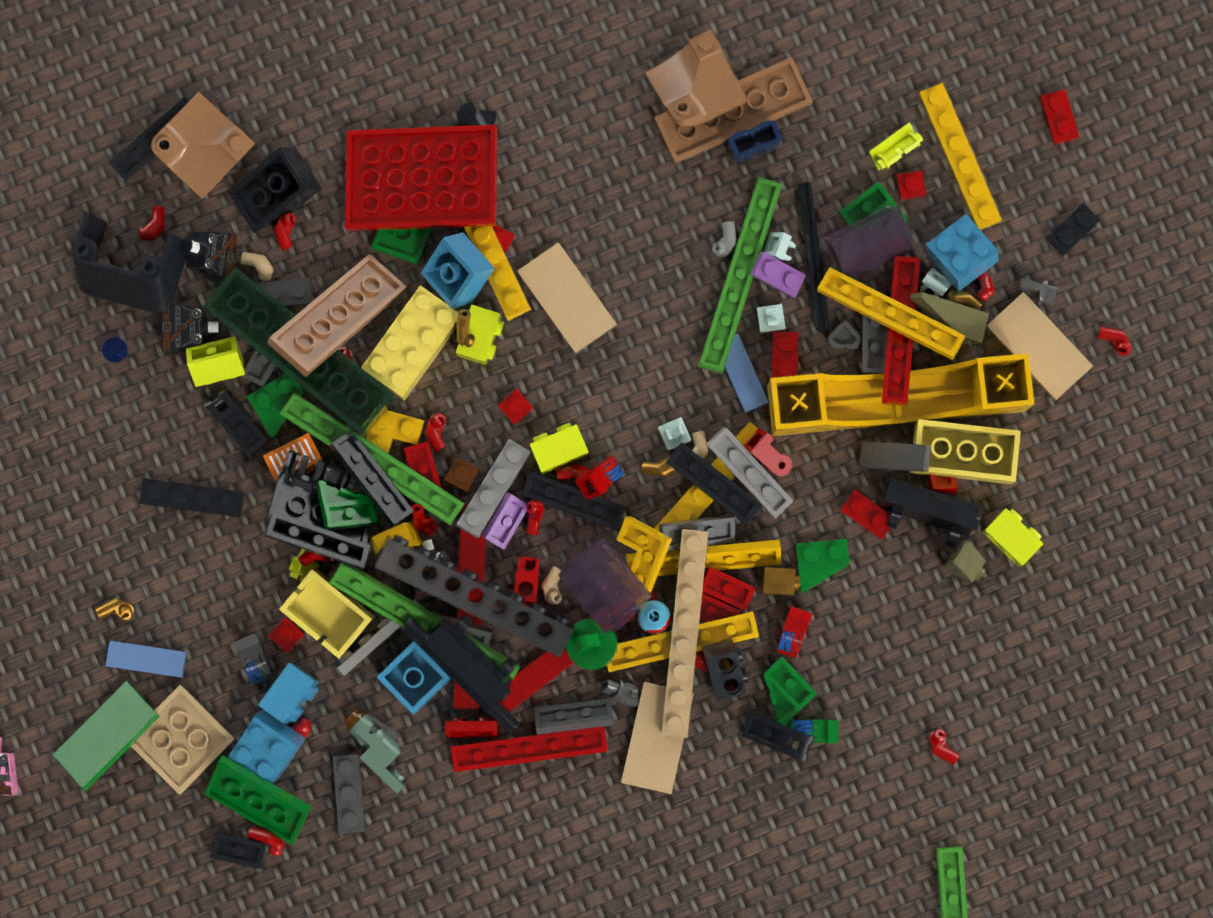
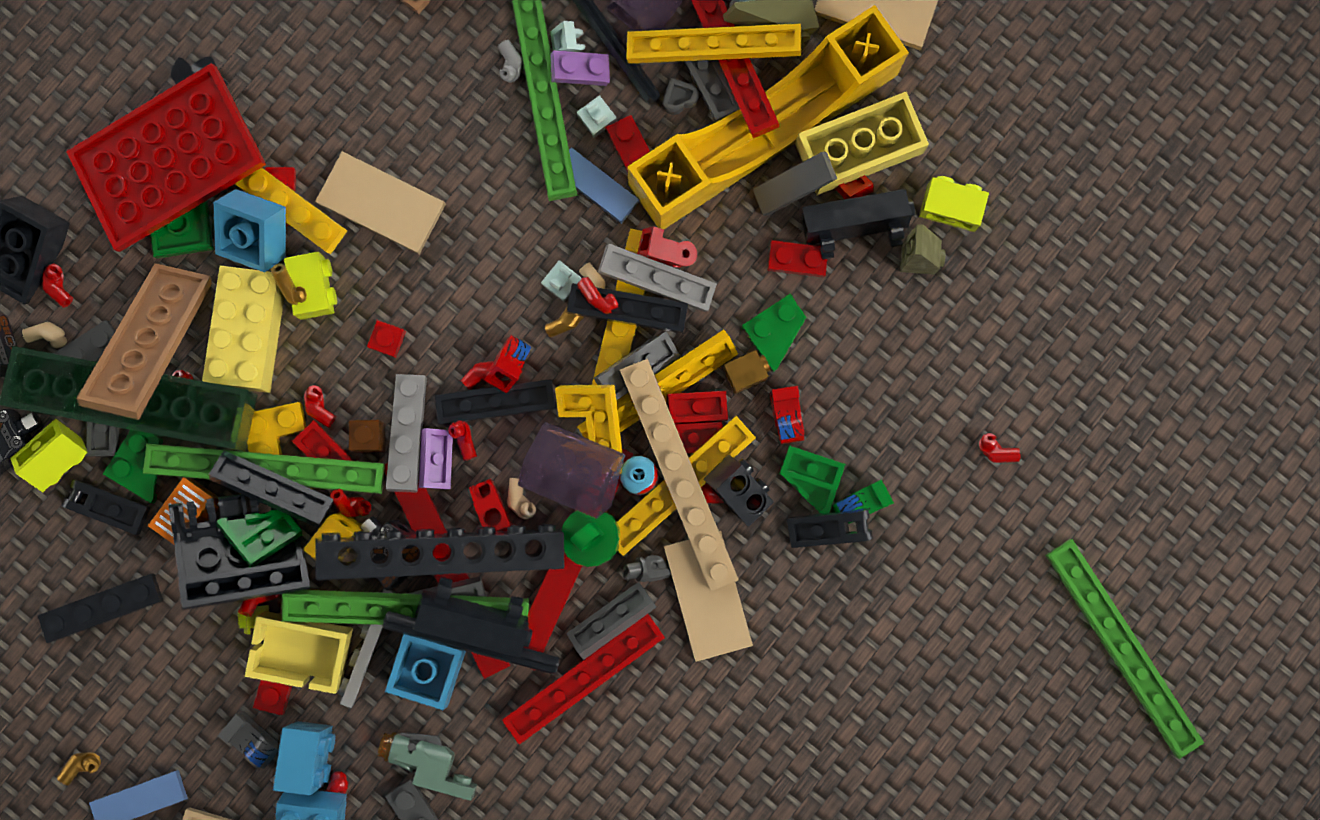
camera: 30 degrees left, 0 degrees up
(471, 729) = (503, 695): red plate -> none
(558, 448) = (451, 356): neon yellow brick -> none
(691, 459) = (594, 298): none -> red arm

